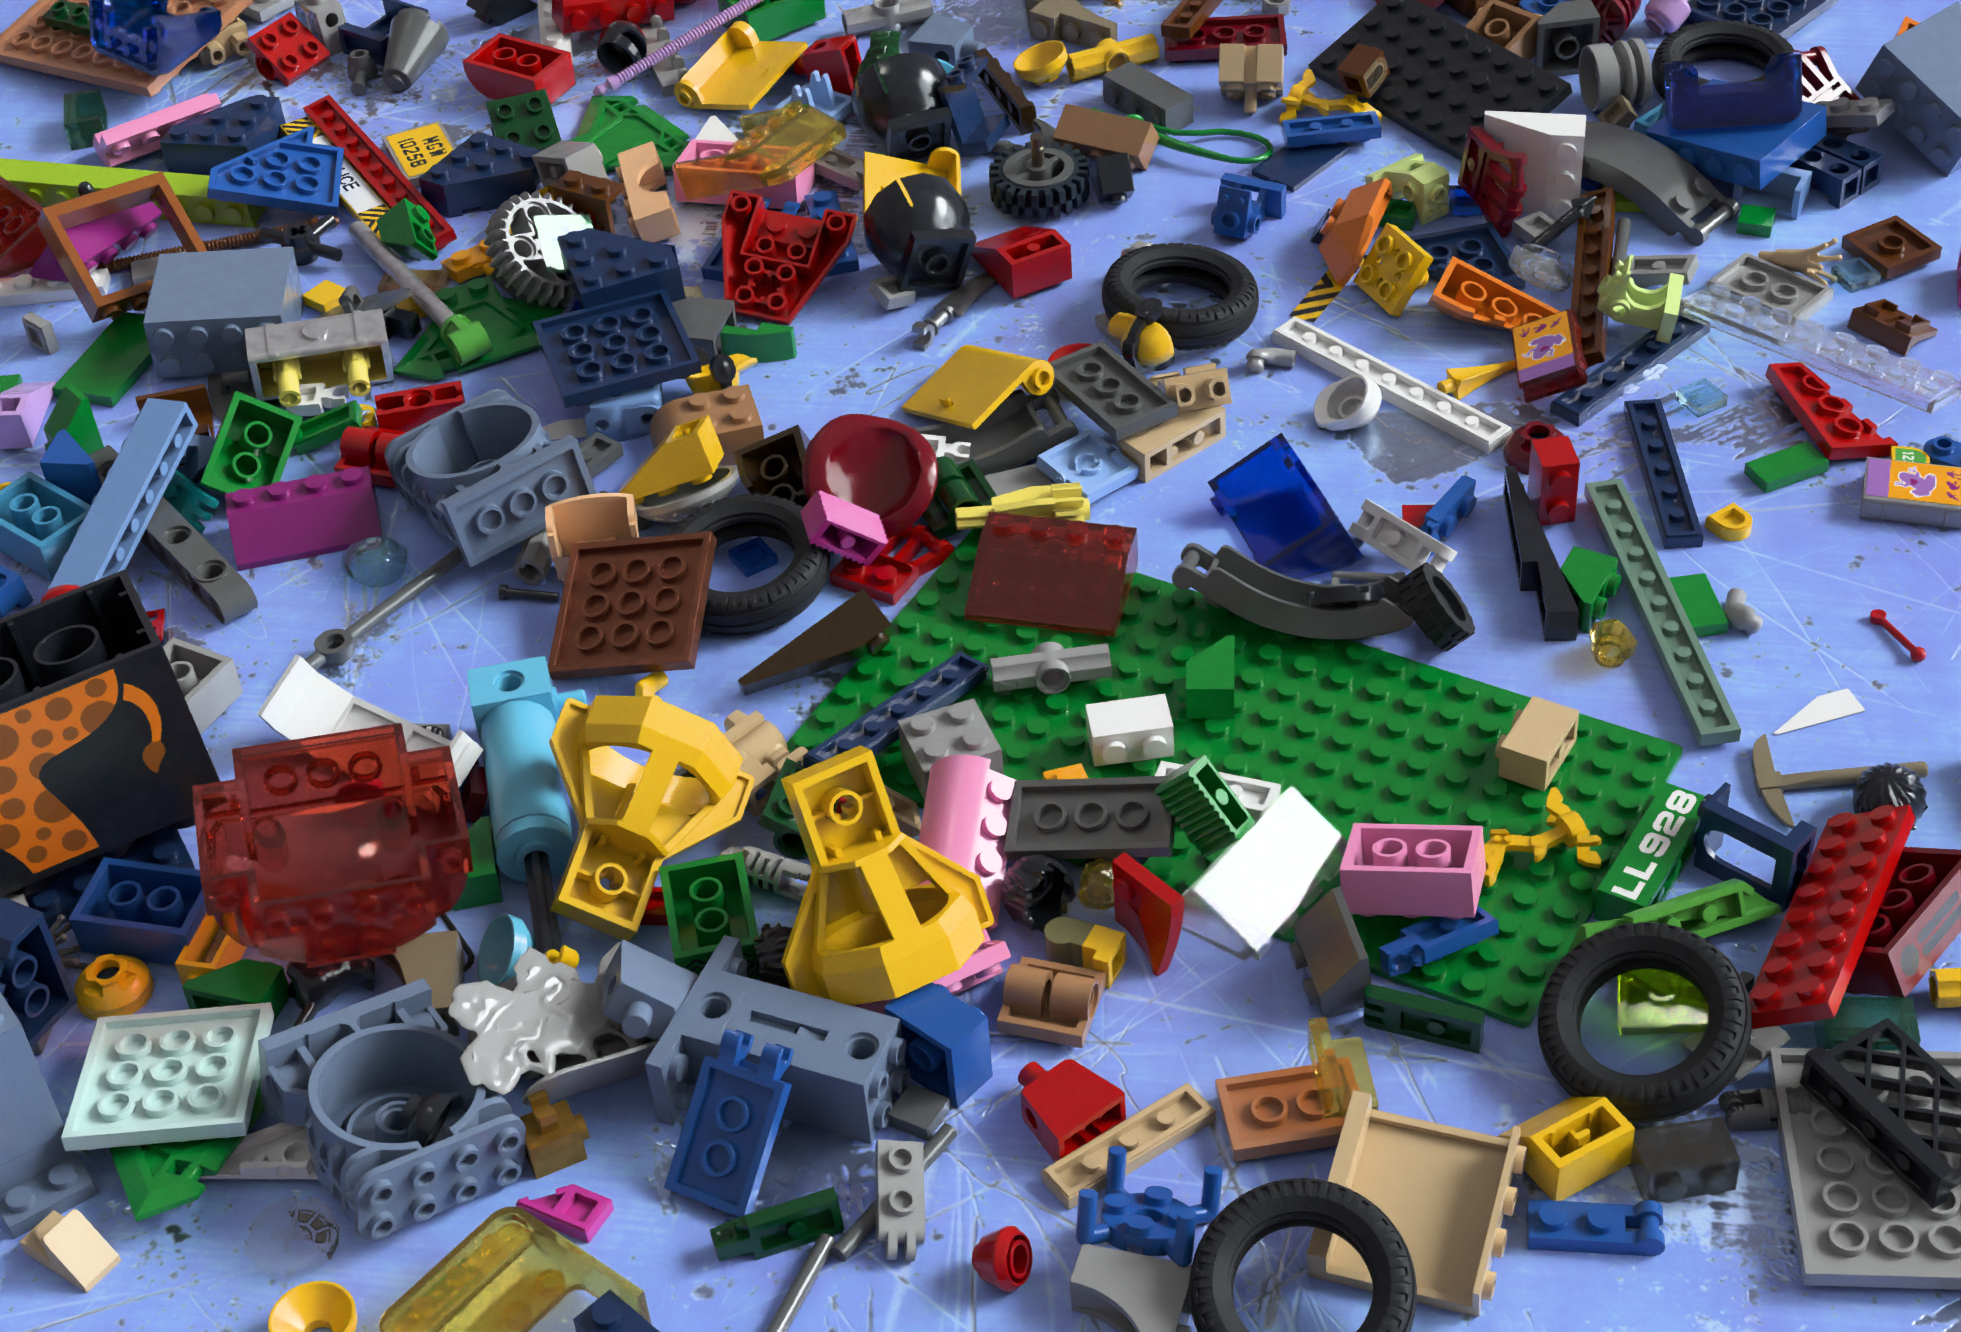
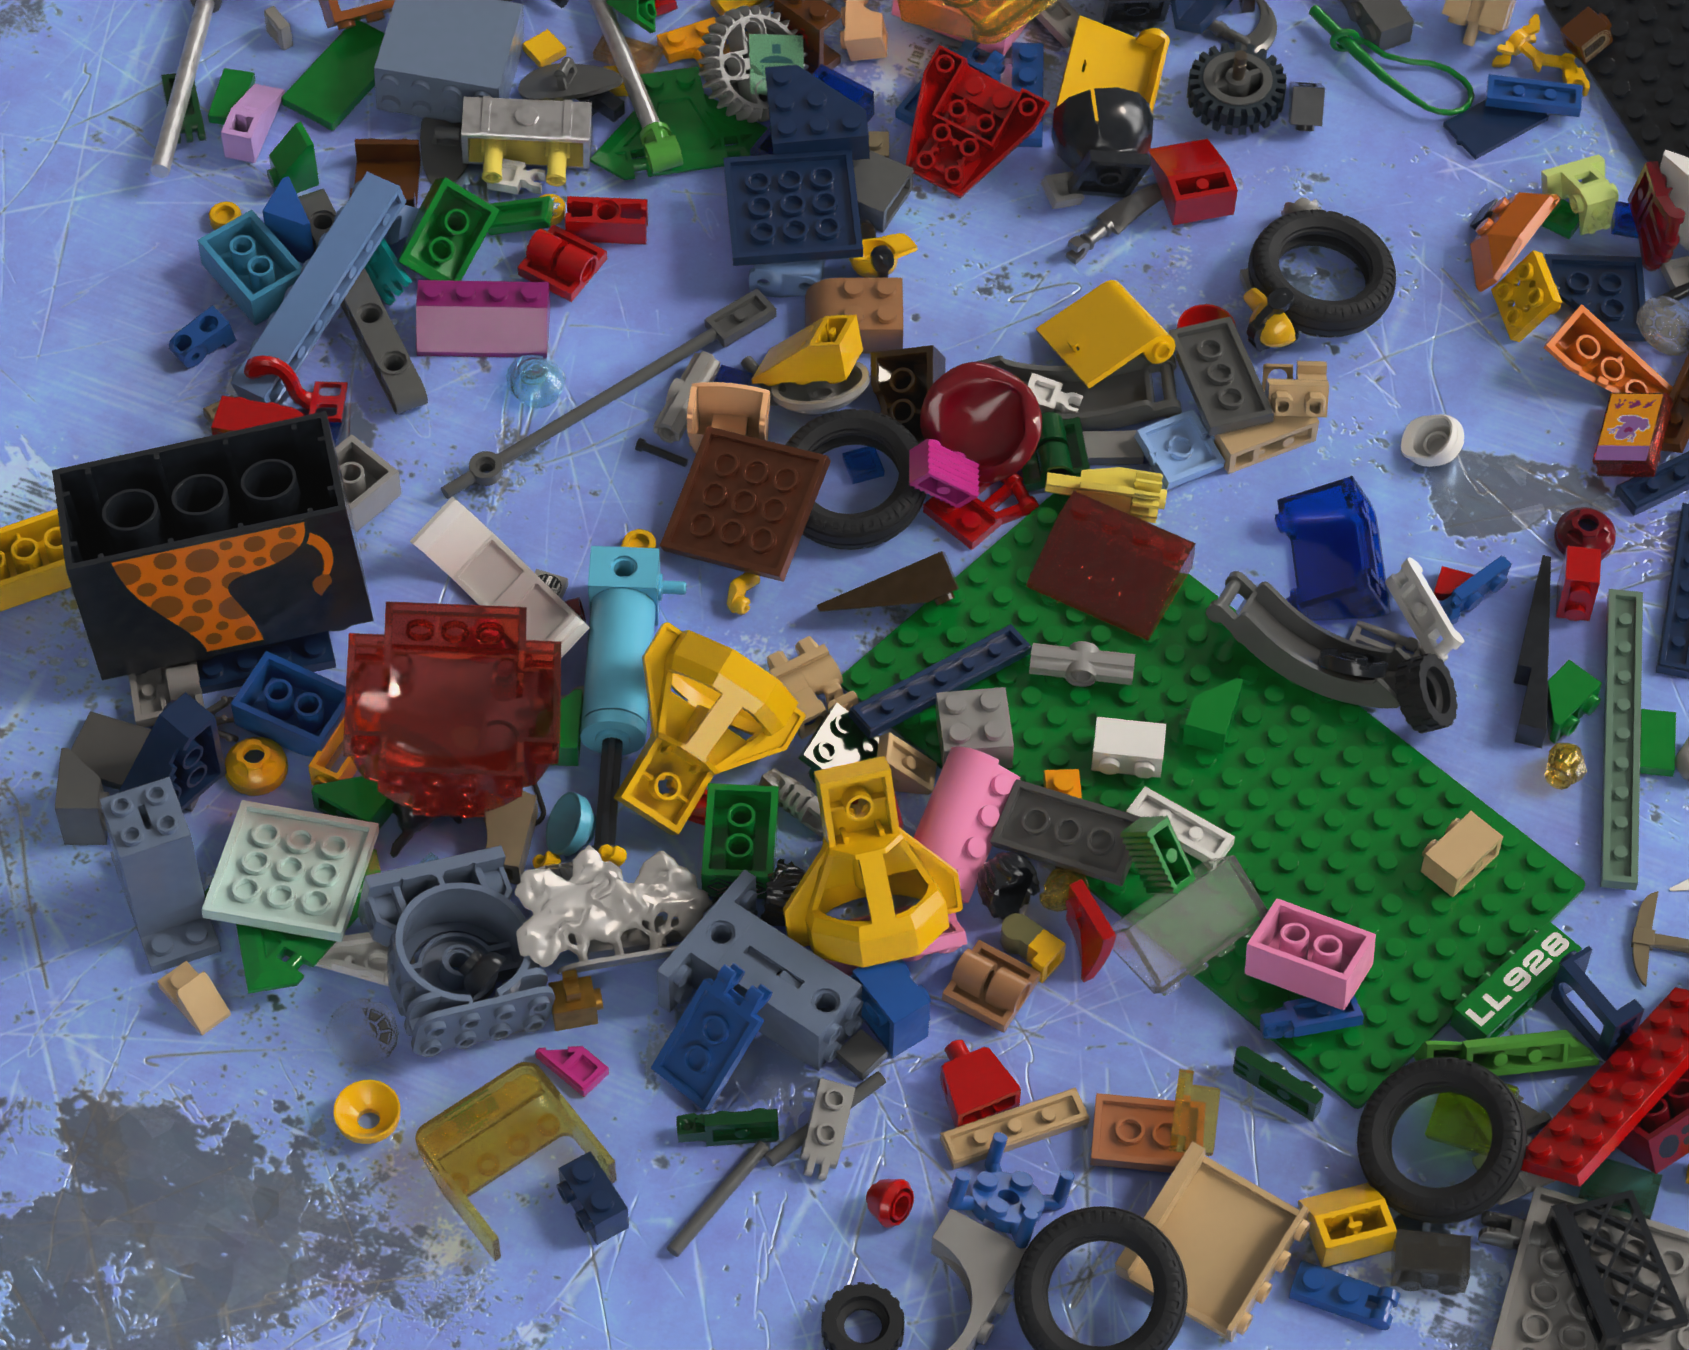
camera: 10 degrees right, 15 degrees up
(474, 794) = (575, 660): dark red tile -> none
(486, 473) = (650, 325): sand blue brick -> none
(563, 428) = (719, 269): white sticker -> none
(643, 991) = (670, 905): sand blue torso -> none
(766, 343) = (931, 223): green slope -> none
(1106, 134) = (1314, 50): medium nougat brick -> none
(1237, 212) = (1416, 176): blue tile -> none
(1269, 356) = (1384, 360): light grey arm -> none
(1319, 297) = (1453, 299): sticker -> none
(1331, 956) = (1220, 1012): dark grey slope -> none
(1395, 386) = (1482, 422): white tile -> none
(1465, 380) = (1551, 437): yellow piece -> none
(1567, 828) = (1454, 944): yellow piece -> none

